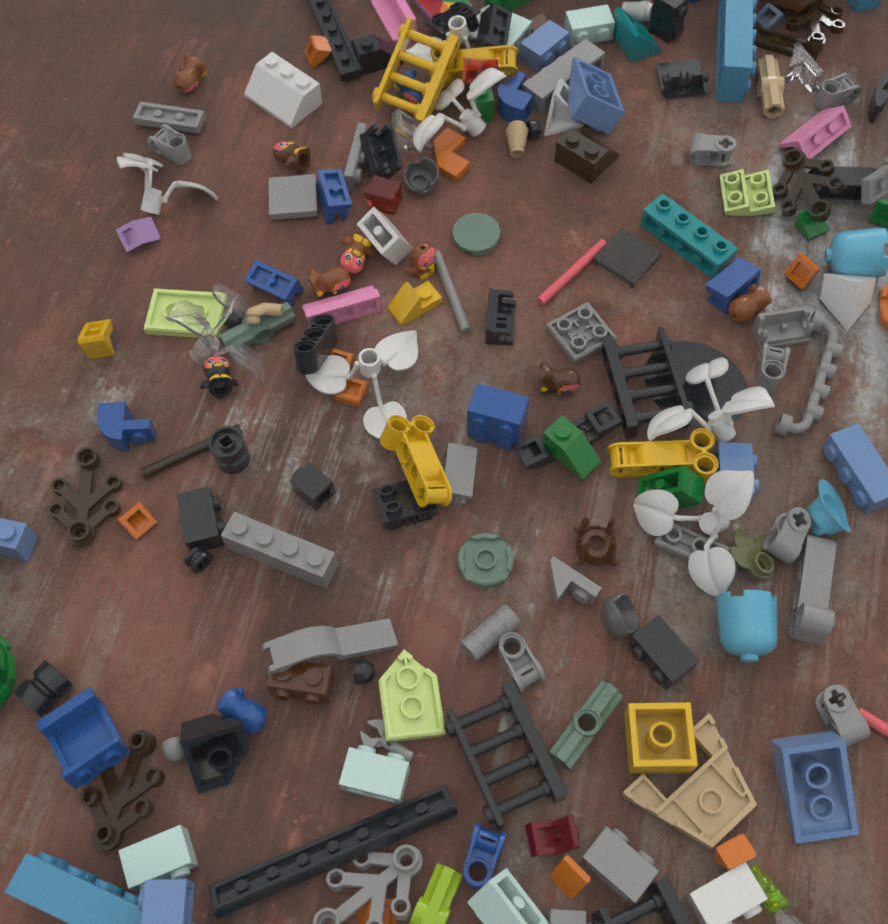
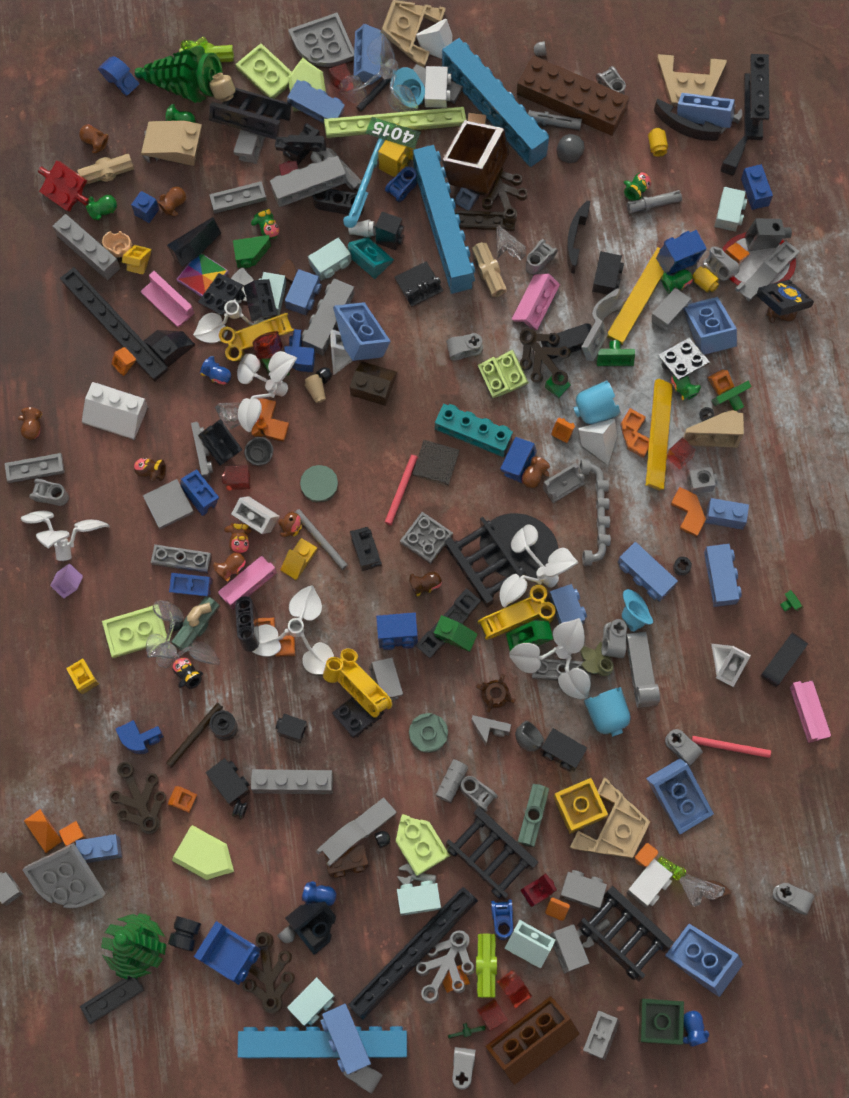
camera: 25 degrees left, 10 degrees up
(125, 598) = (203, 854): none -> yellowish green tile
(278, 256) = (192, 559): none -> light grey tile
(433, 150) = (256, 430): none -> orange tile
(439, 70) = (234, 355): yellow fence -> none
(771, 367) = (565, 512): light grey piece -> none

